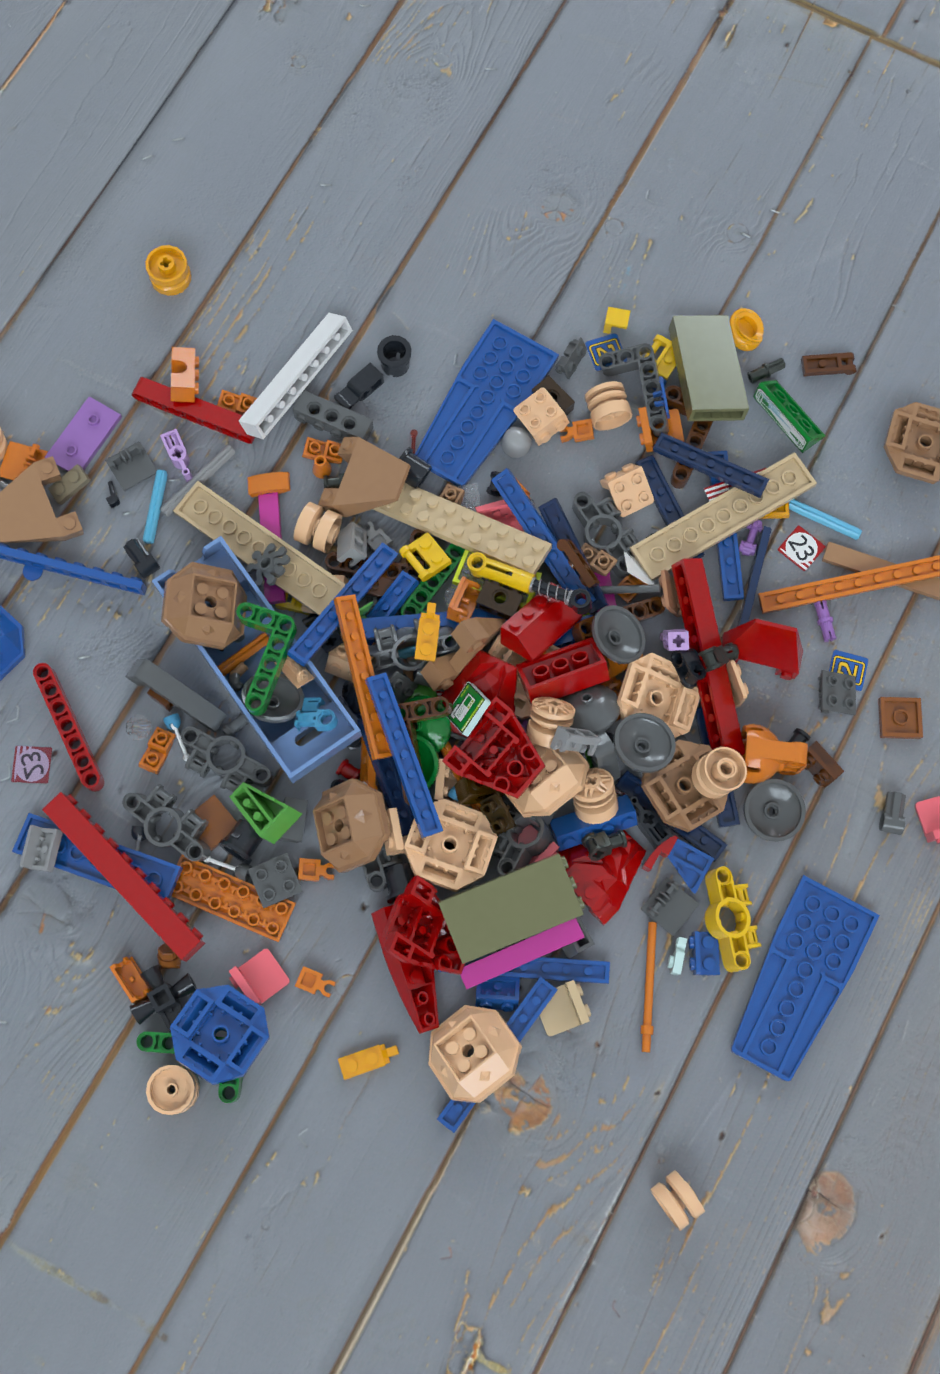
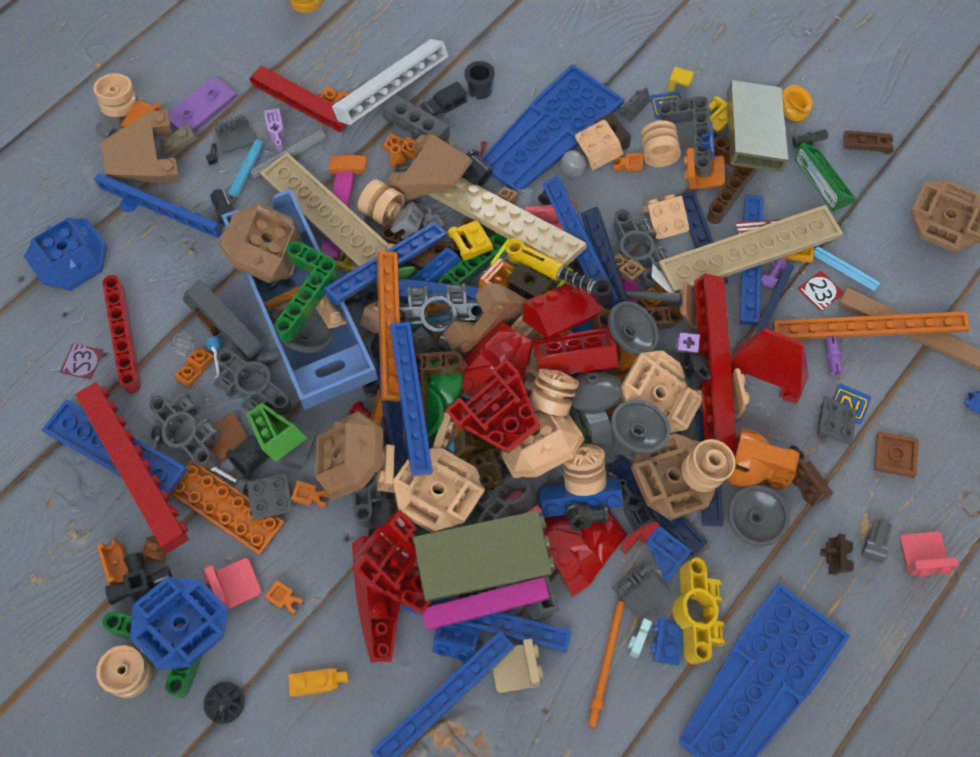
camera: 15 degrees right, 10 degrees down
(41, 848) = (65, 429): light grey bracket -> none
(184, 374) = (296, 68): orange arch -> none
(269, 564) = (329, 222): dark grey animal -> none
(279, 1098) = (224, 702): none -> black wheel
(310, 712) = (336, 351): dark azure piece -> none
(427, 634) = (455, 297): light orange hinge -> none
(468, 708) = (479, 368): tile -> none
(493, 1057) = (434, 702): light nougat piece -> none
(574, 740) = (573, 411): light grey hinge -> none
(578, 563) = (607, 262): reddish brown plate -> none
(710, 465) = (746, 204): dark blue tile -> none
(718, 656) = (723, 362): pearl dark grey connector -> none
(855, 834) = (836, 553): none -> dark brown hips

